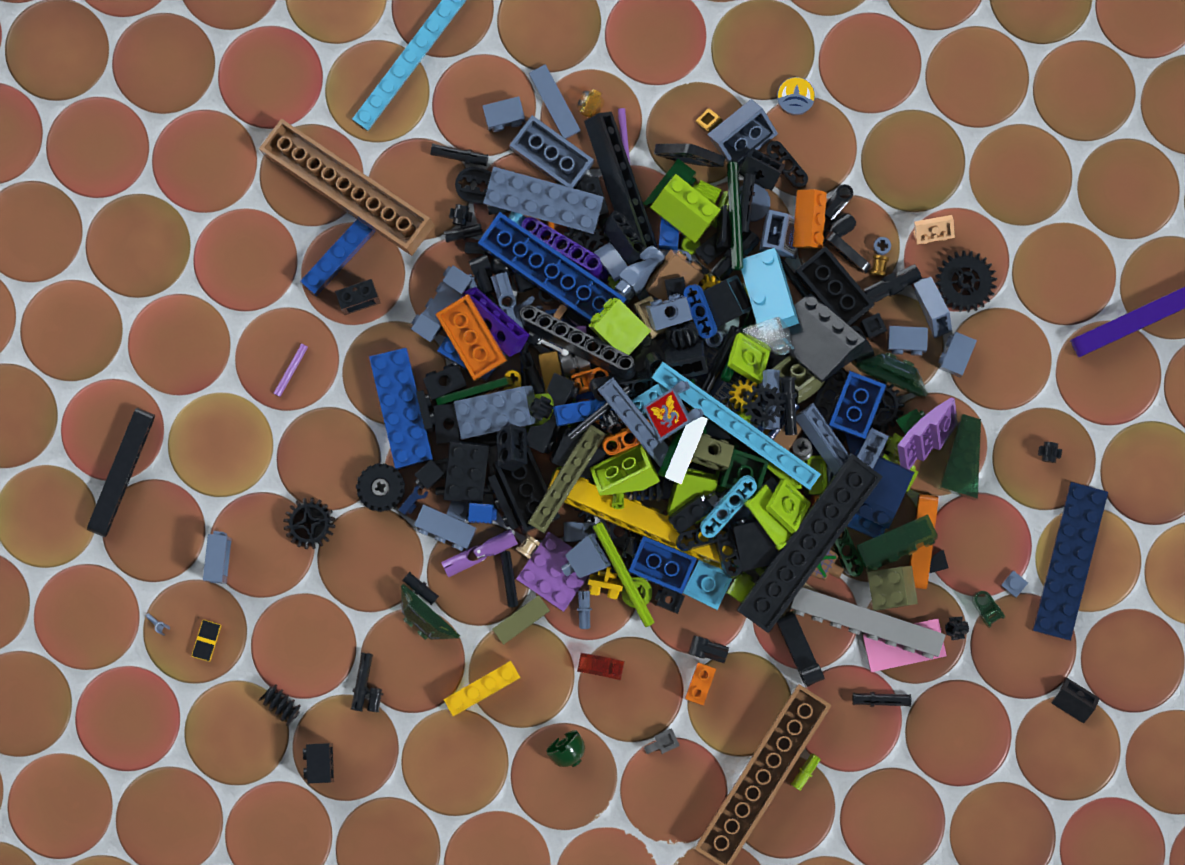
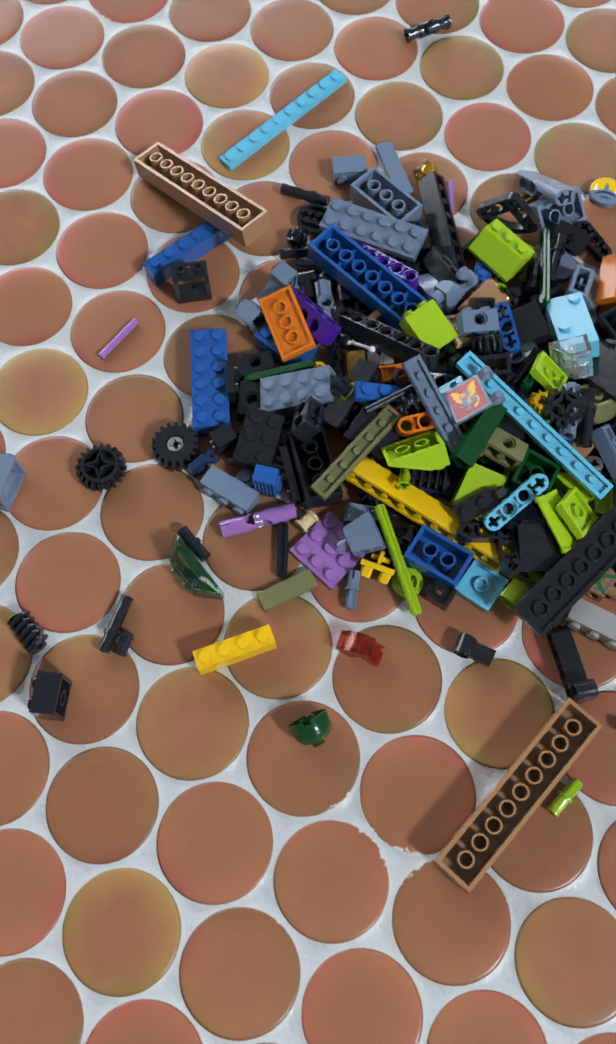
camera: 10 degrees right, 15 degrees down
(664, 741) = (415, 737): flat silver plate -> none
(700, 684) = (461, 682): orange brick -> none
(724, 107) = (538, 184): none -> sand blue panel

